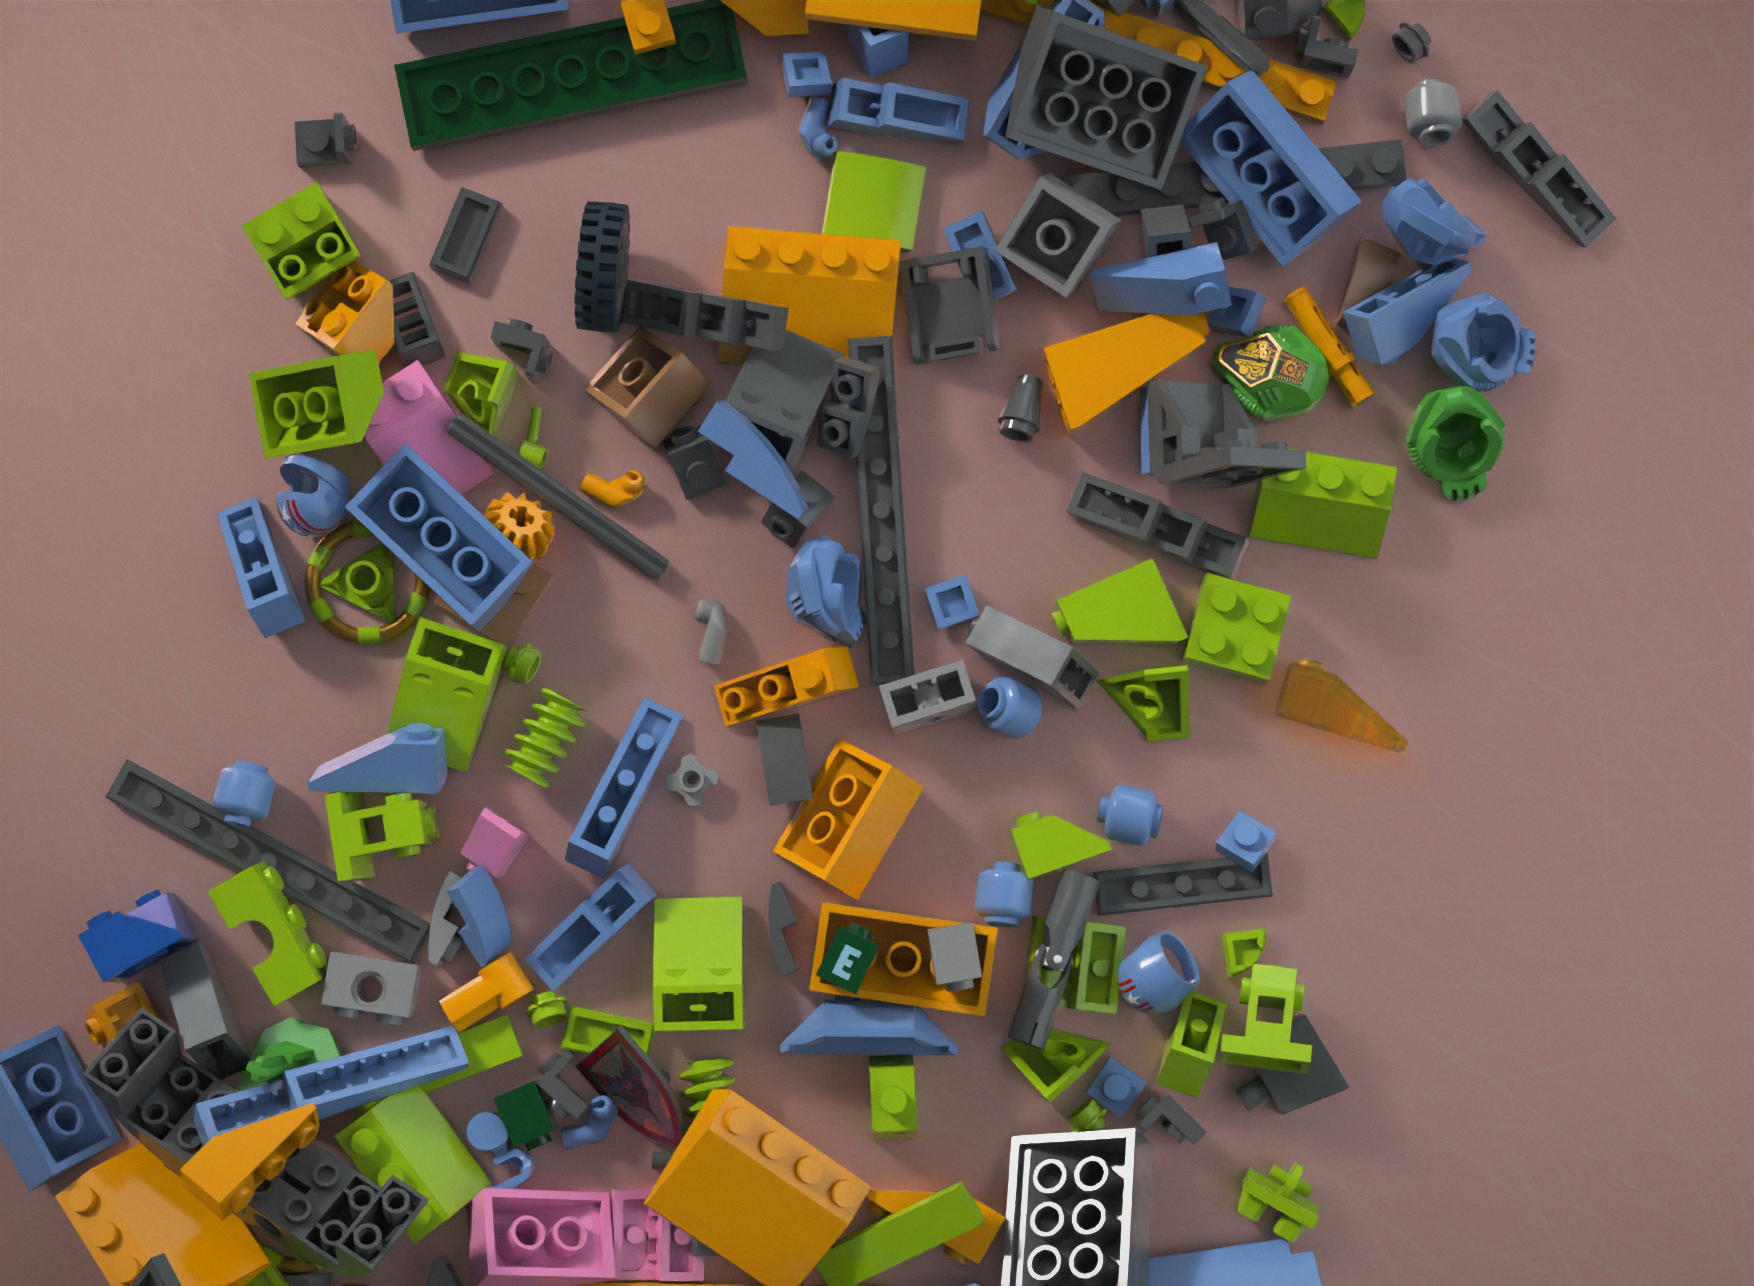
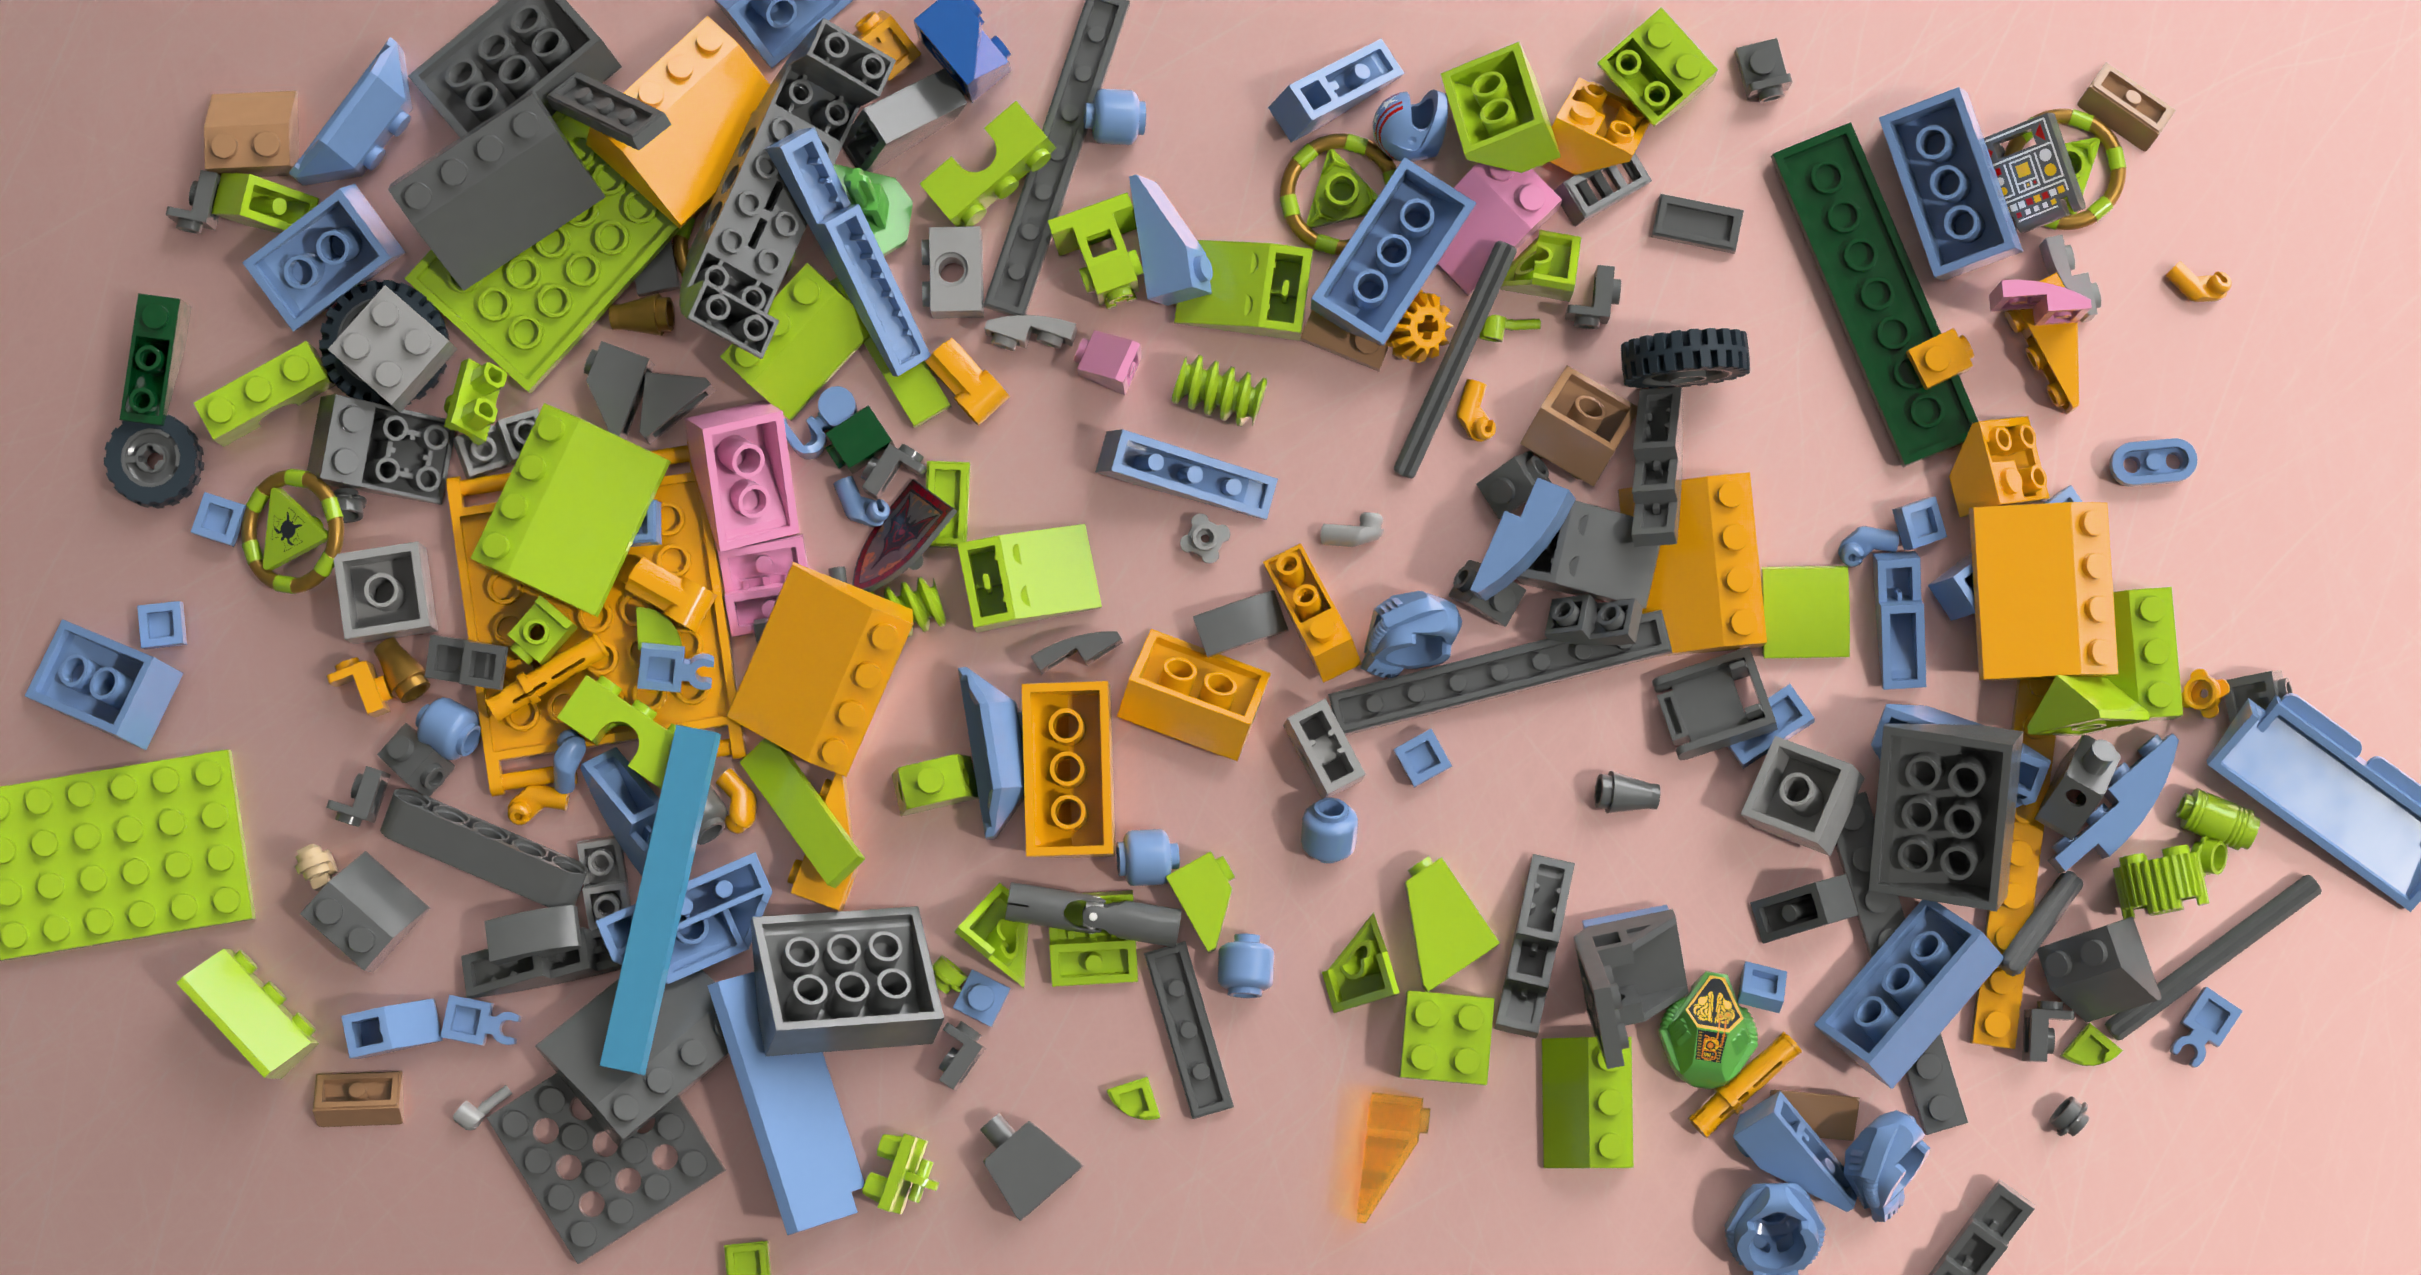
camera: 85 degrees right, 0 degrees up
(238, 1161) = (766, 176): light orange slope -> none
(480, 905) = (1040, 364): medium blue slope -> none
(523, 663) = (1289, 356): lime plate -> none
(546, 1009) = (961, 441): lime plate -> none
(590, 926) = (1047, 468): medium blue slope -> none
(849, 957) = (1058, 714): dark green brick -> none
(954, 956) = (1076, 812): light grey brick -> none
(1032, 656) = (1383, 844): slope -> none
(1114, 363) = (1687, 876): light orange slope -> none
(1149, 979) = (1087, 1009): medium blue helmet -> none
(1167, 283) = (1773, 910): medium blue slope -> none
(1192, 1044) = (1036, 1063): lime slope -> none
(1227, 226) = (1842, 961): dark grey bracket -> none
(1245, 841) = (1241, 1083): medium blue plate -> none
(1267, 1043) = (1047, 1130): lime tile -> none
(1433, 112) = (2000, 1149): light grey head -> none
(1456, 440) = (1672, 1224): bright green helmet -> none

